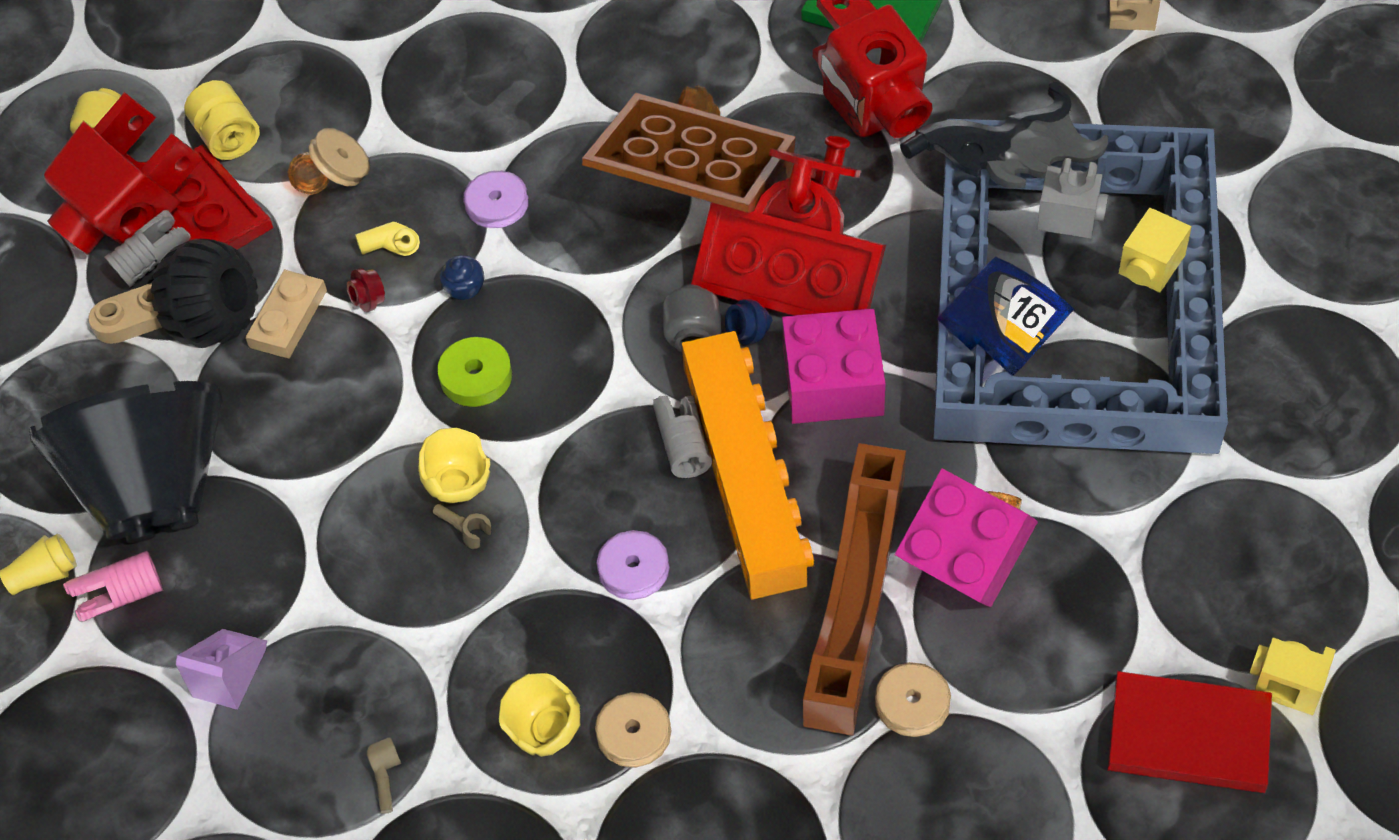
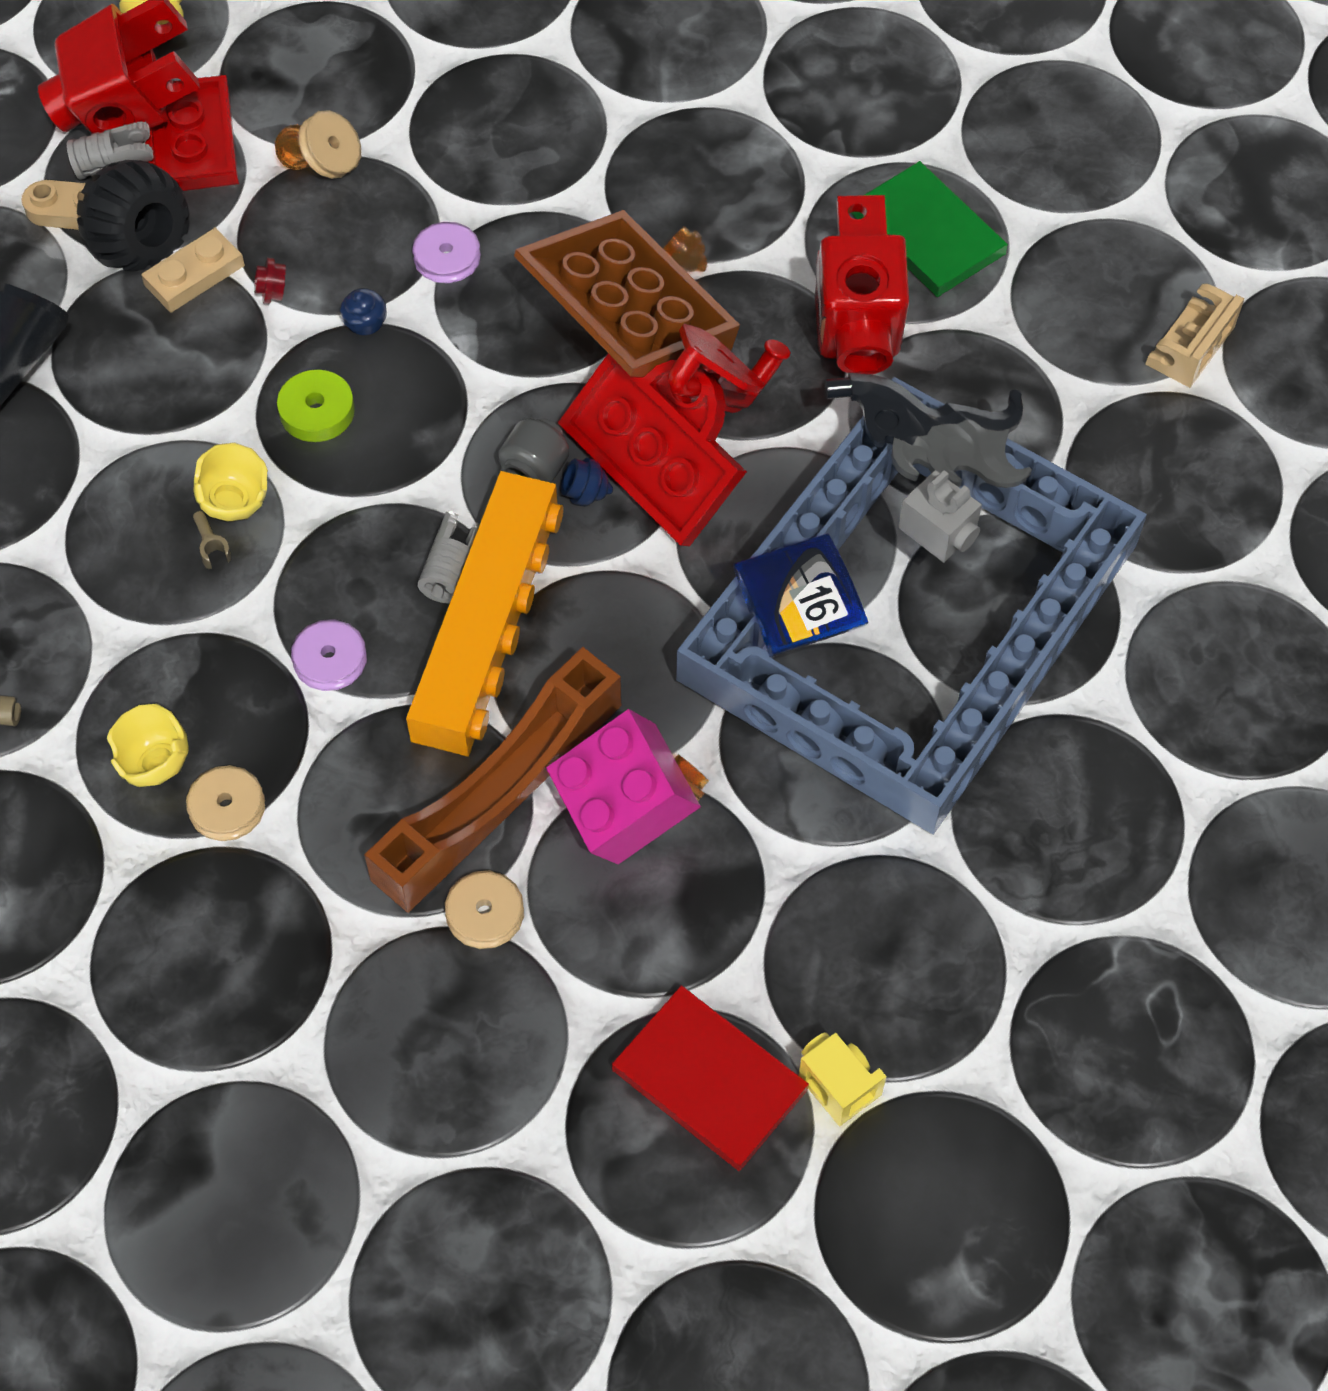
camera: 25 degrees right, 5 degrees up
(221, 120) = (252, 59): light yellow wheel -> none
(389, 236) = (327, 241): light yellow arm -> none
(833, 366) = (627, 563): dark pink brick -> none
(1154, 250) = (985, 604): light yellow brick -> none

